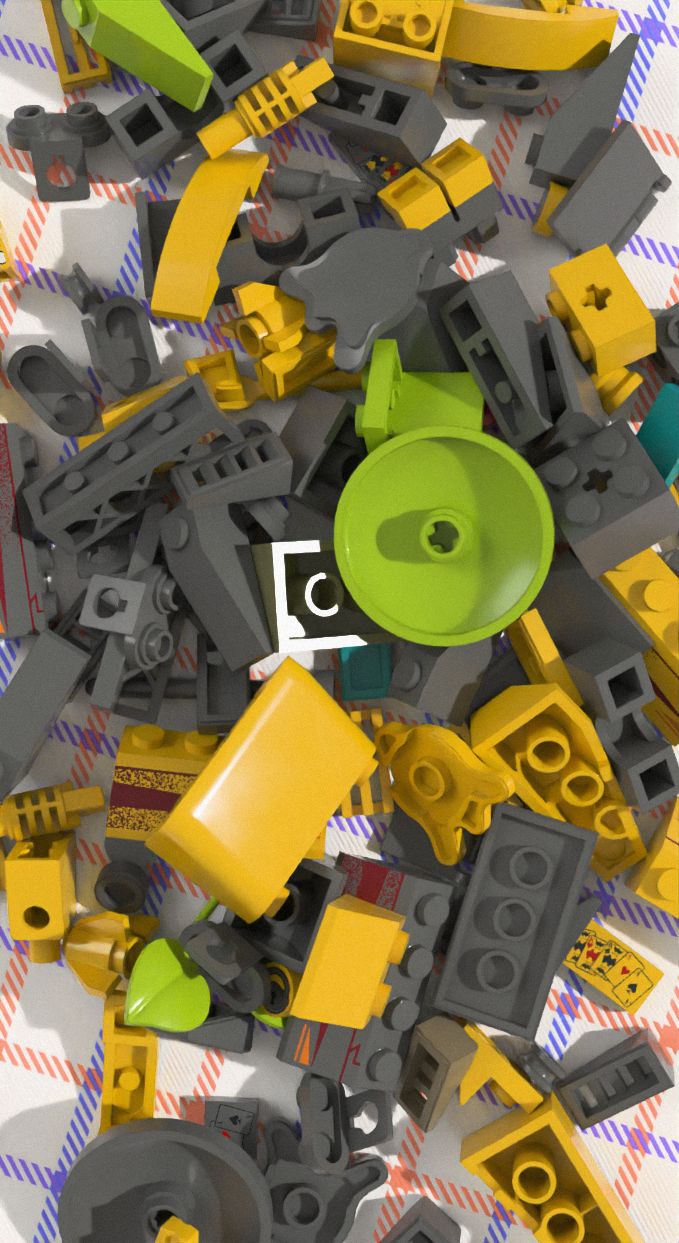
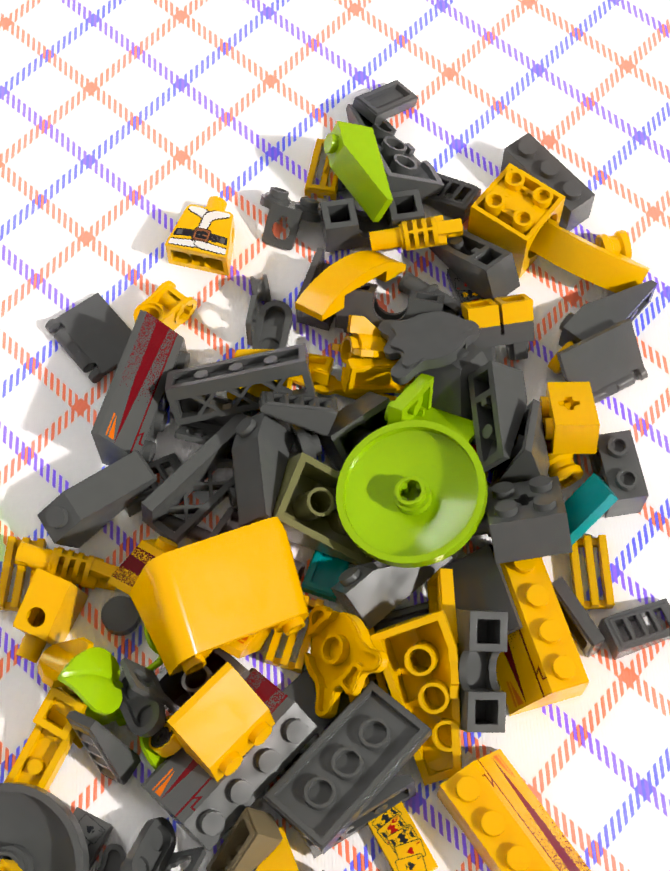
camera: 30 degrees right, 25 degrees down
(53, 388) = (217, 332): dark grey bracket -> none
(121, 887) = (102, 634): dark grey tile -> none
(146, 616) = (202, 473): dark grey bracket -> none
(478, 84) = (570, 285): dark grey bracket -> none

